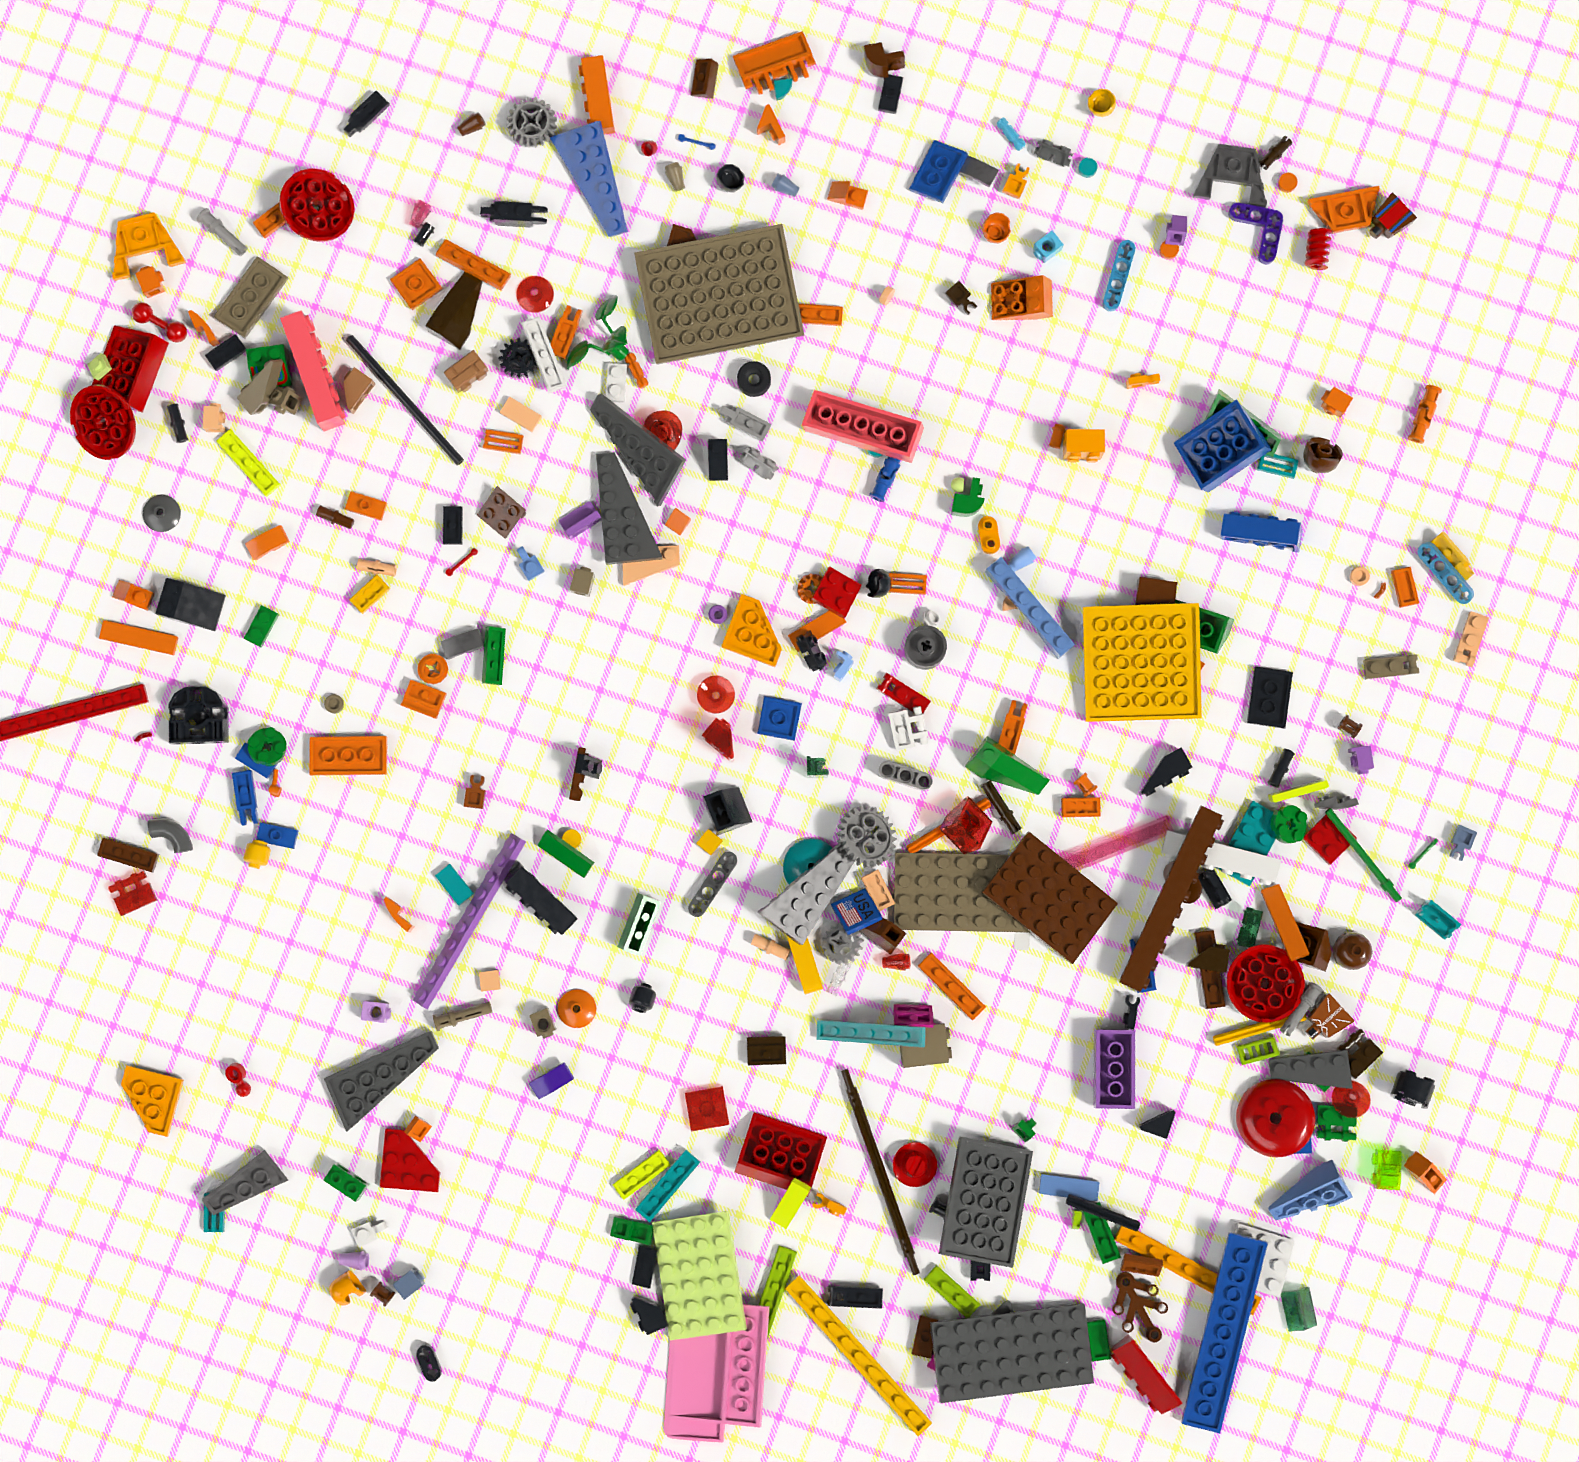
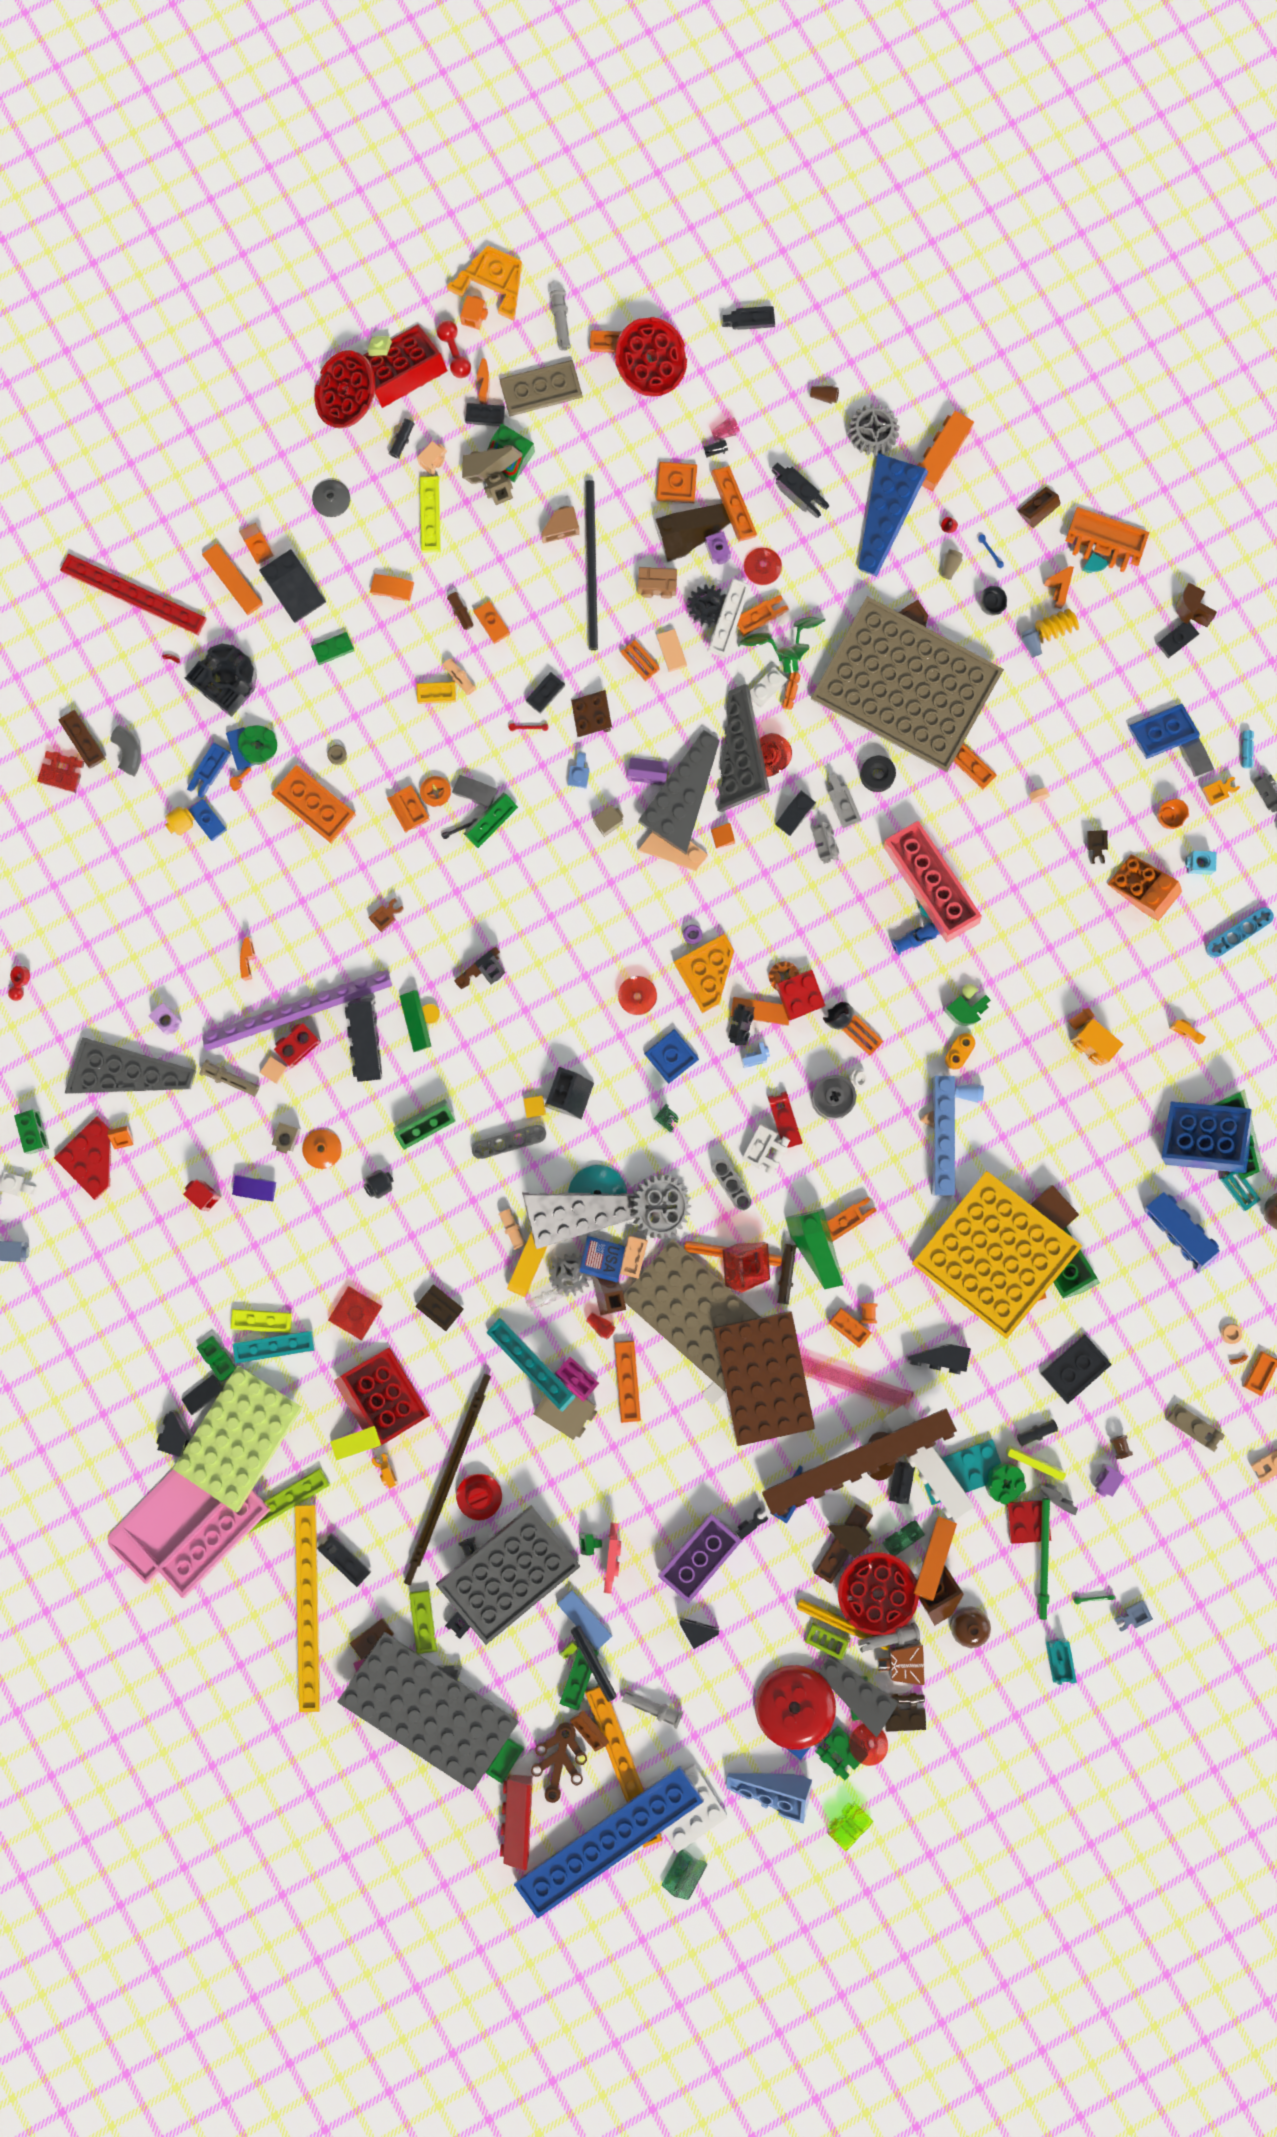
camera: 40 degrees right, 0 degrees up
(312, 369) = (539, 482): coral brick -> none
(454, 884) = (310, 972): teal tile -> none
(468, 695) = (445, 835): none -> black hinge
(494, 315) = (718, 556): none -> medium lavender brick
(496, 947) = (300, 1049): none -> red brick
(517, 1118) = (201, 1195): none -> red brick
(720, 738) = (612, 1032): clear red slope -> none
(792, 156) = (1055, 624): none -> yellow piece
(848, 195) = (1073, 687): orange slope -> none
(1047, 1117) = (612, 1564): none -> coral plate
(1182, 1206) = (662, 1711): none -> light grey pin
(1413, 1089) = (924, 1780): black brick -> none
(1425, 1172) = (878, 1854): orange slope -> none

